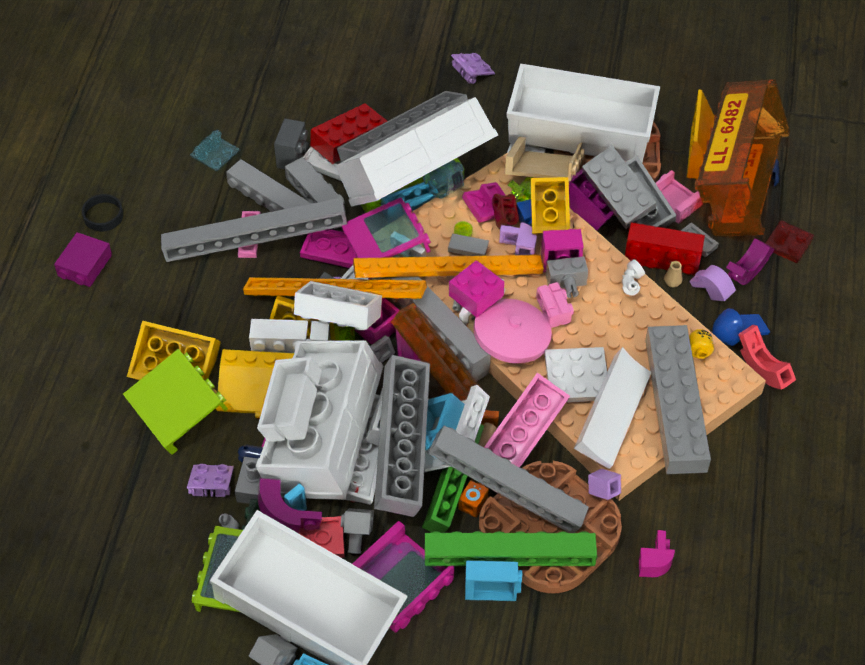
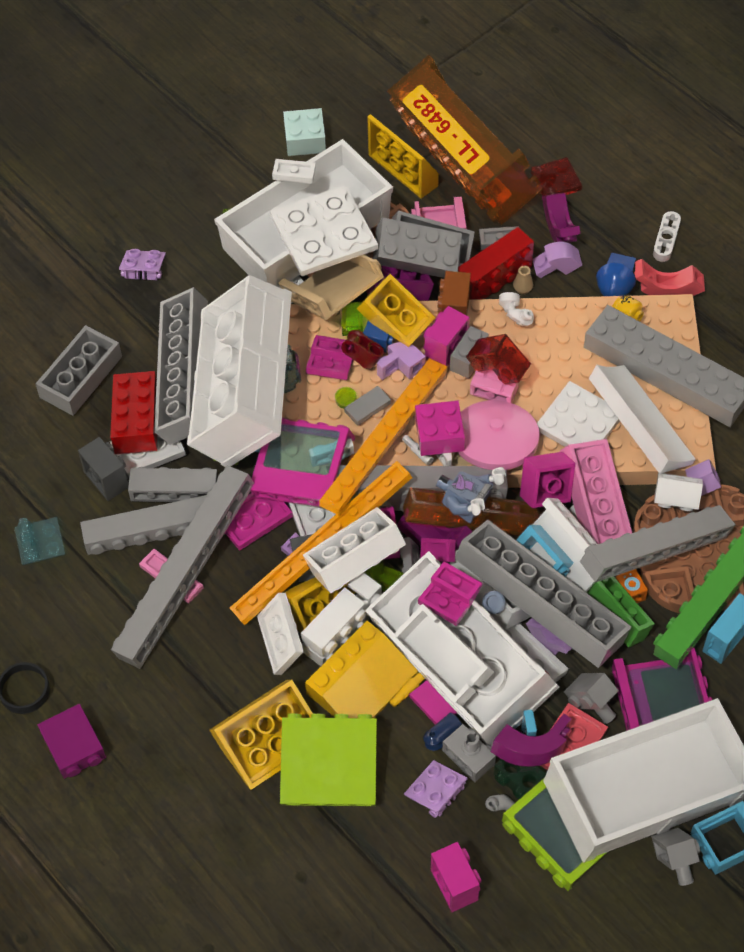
camera: 50 degrees left, 5 degrees up
(144, 527) = (455, 877): none -> dark pink brick
(252, 312) = (280, 633): none -> white plate
(342, 373) = (450, 593): none -> dark pink slope
(354, 86) = (79, 370): none -> light grey brick
(370, 412) = (494, 602): none -> sand blue tile
(392, 351) = (441, 549): none -> dark pink tile
(440, 338) = (468, 493): none -> torso
(505, 383) = (546, 478): none -> dark pink brick
(567, 286) = (501, 356): none -> clear red brick
(570, 123) = (323, 230): none -> white piece
(572, 471) = (678, 491): none -> white brick
(600, 235) = (454, 292): none -> dark orange brick
(601, 76) = (294, 171): none -> white plate
(669, 75) = (304, 132): none -> light aqua brick
(815, 332) = (668, 243): none -> white beam

